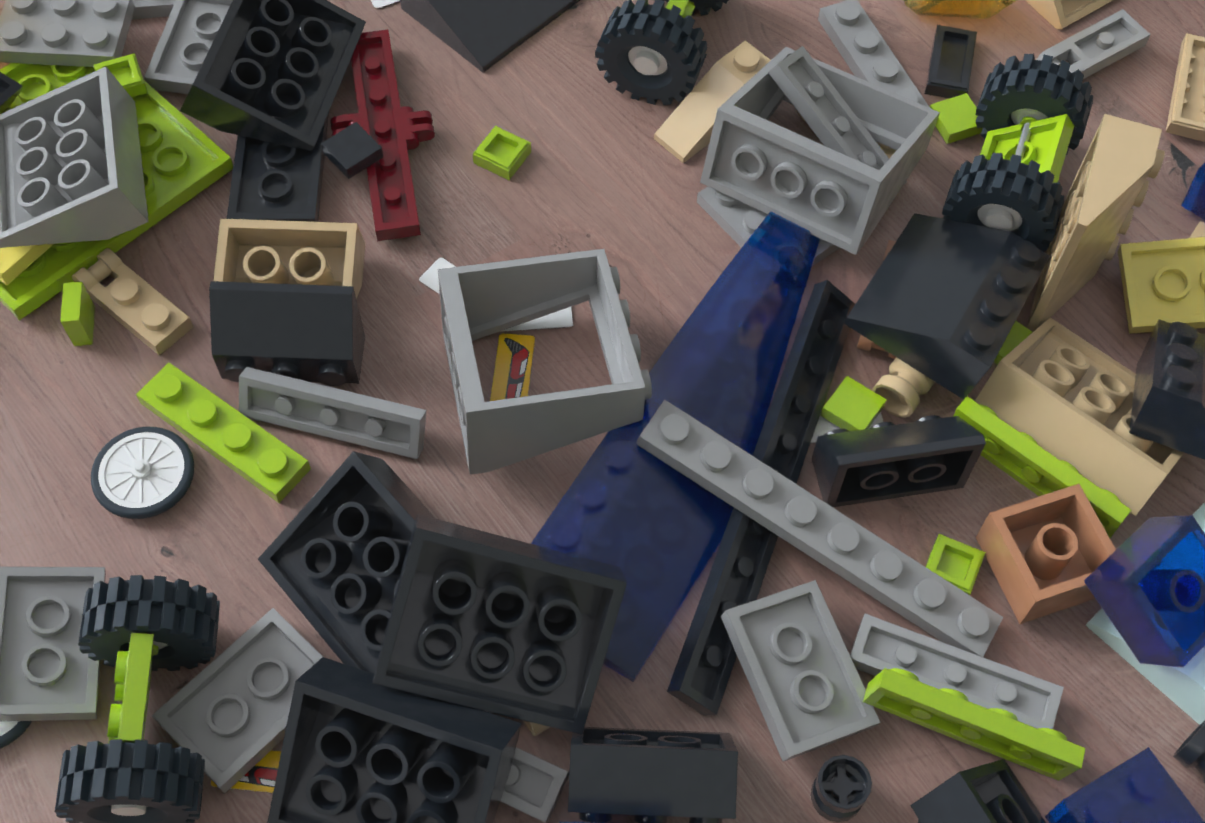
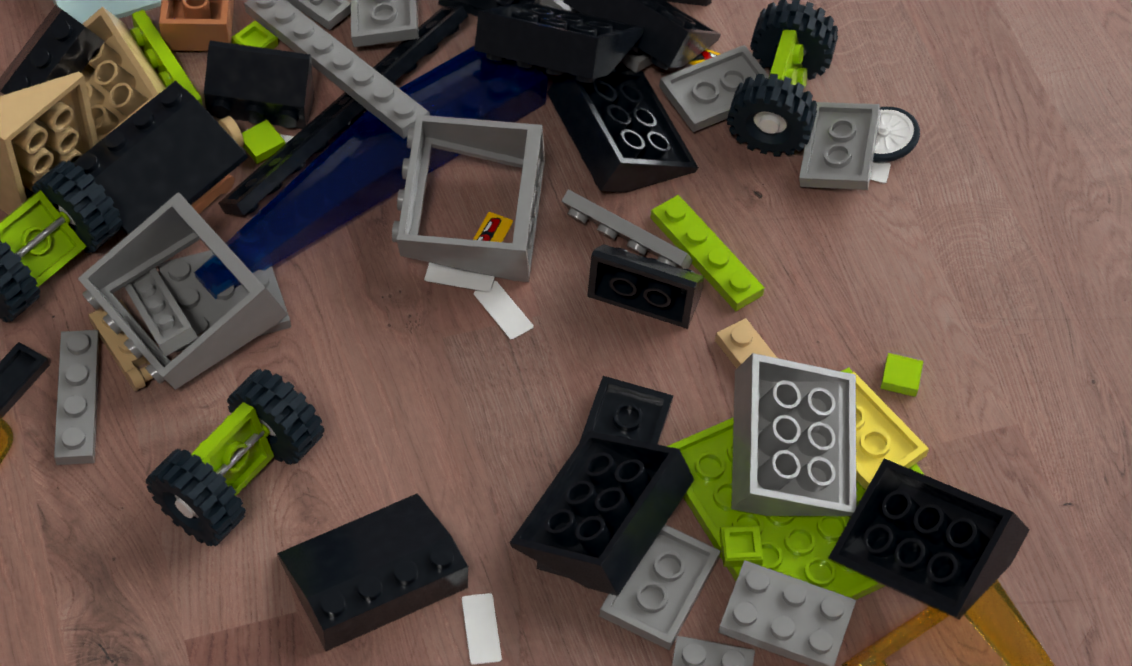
camera: 165 degrees left, 5 degrees down
(77, 313) = (802, 346): lime tile -> none
(142, 472) = (766, 236): white wheel -> none
(290, 253) = (632, 331): tan slope -> none
(352, 150) = (557, 416): black tile -> none
(393, 128) = (525, 444): dark red hinge -> none
(502, 153) = (431, 407): lime tile -> none
(693, 120) = (208, 388): tan slope -> none
(956, 118) = (42, 326): lime tile -> none

